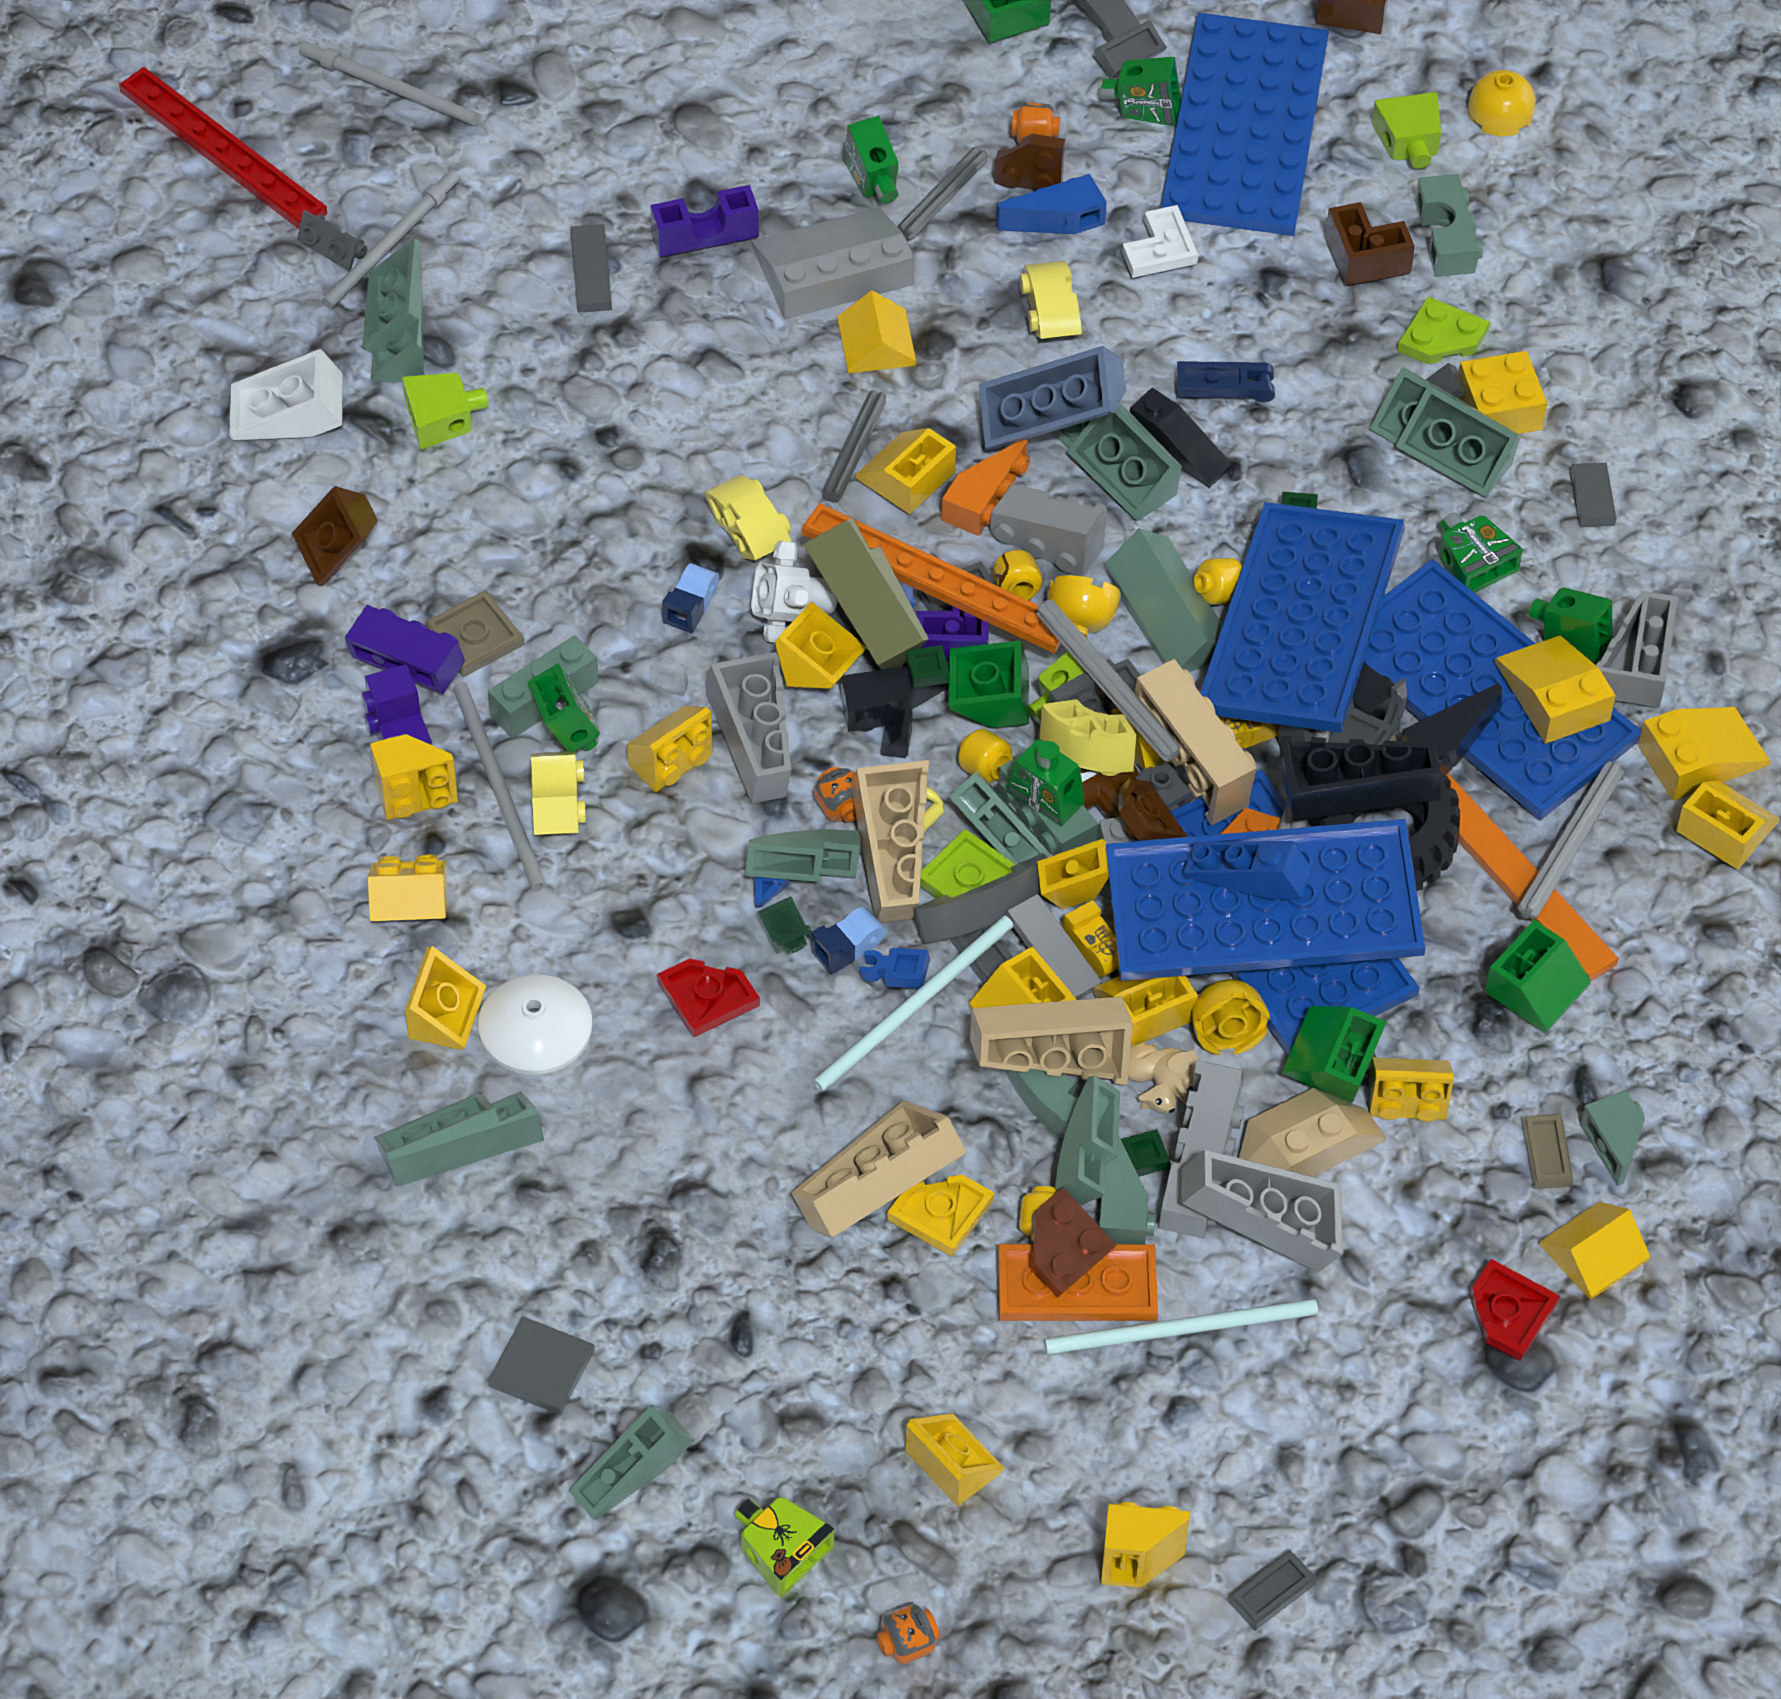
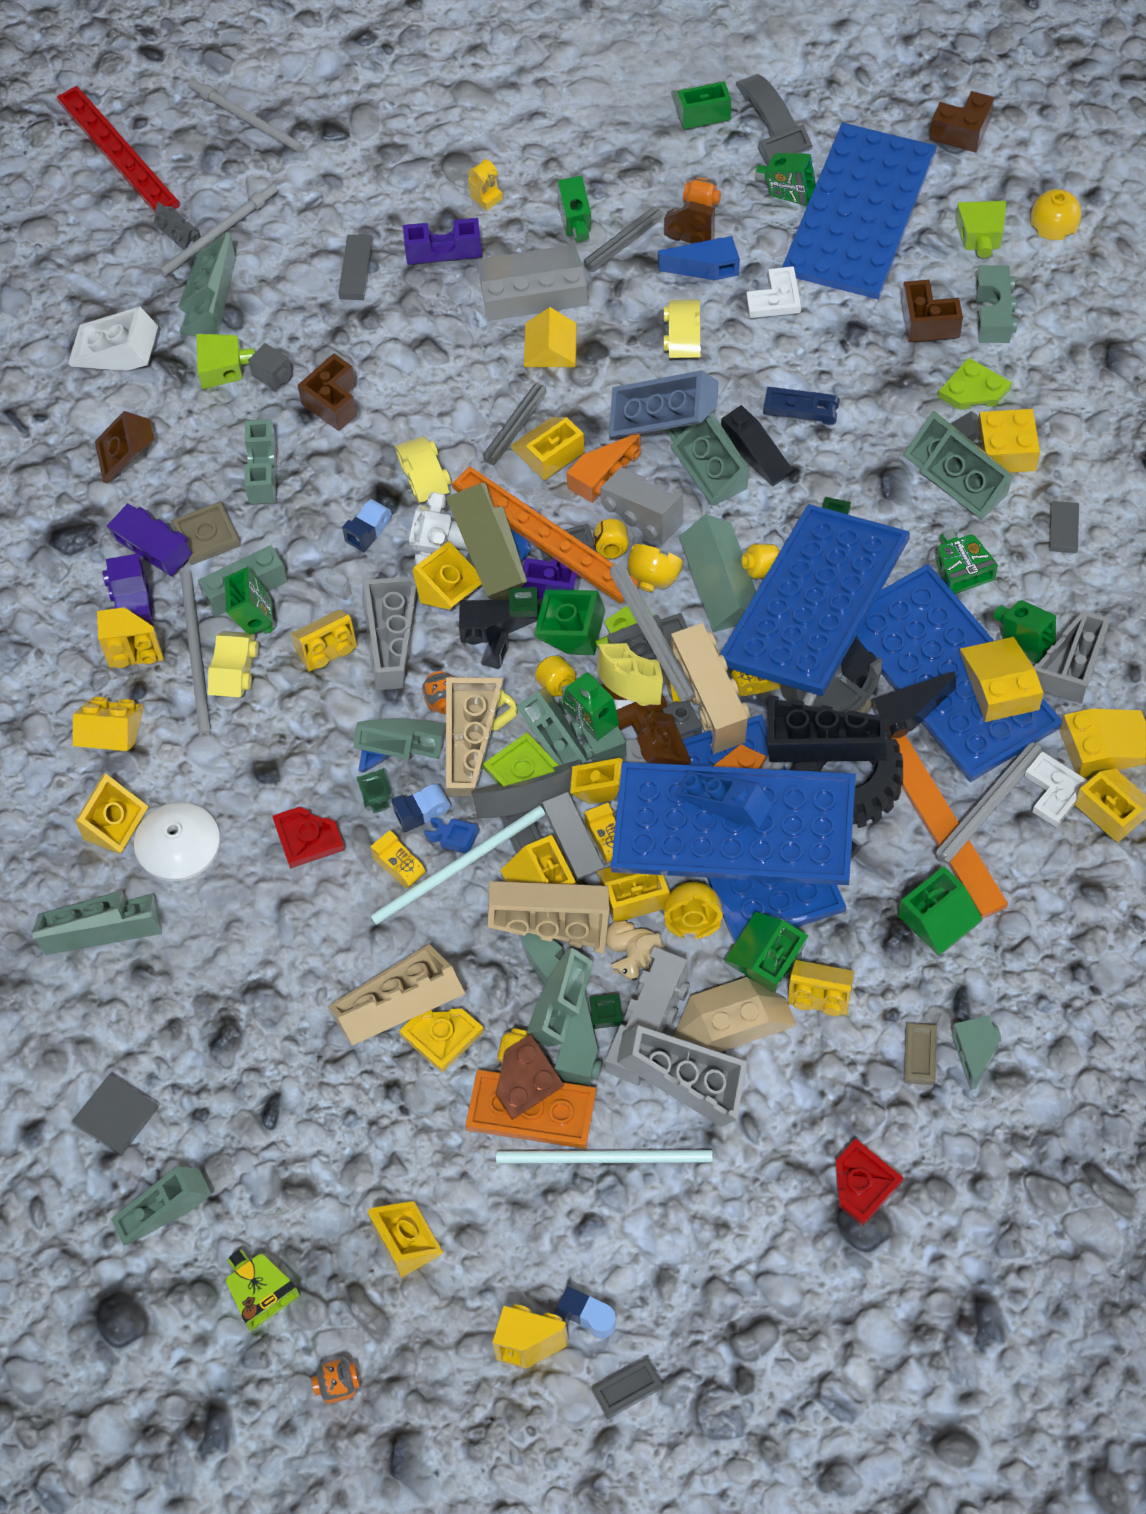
camera: 15 degrees right, 5 degrees up
(511, 408) = (270, 366): none -> dark grey brick
(528, 532) = (261, 466): none -> sand green arch
(599, 435) = (327, 392): none -> reddish brown brick
(741, 141) = (483, 184): none -> yellow leg
(833, 1008) = (397, 860): none -> yellow leg
(1208, 1507) = (587, 1312): none -> leg
(1598, 1247) = (943, 1140): yellow slope -> none
(1655, 809) = (1060, 785): none -> white plate

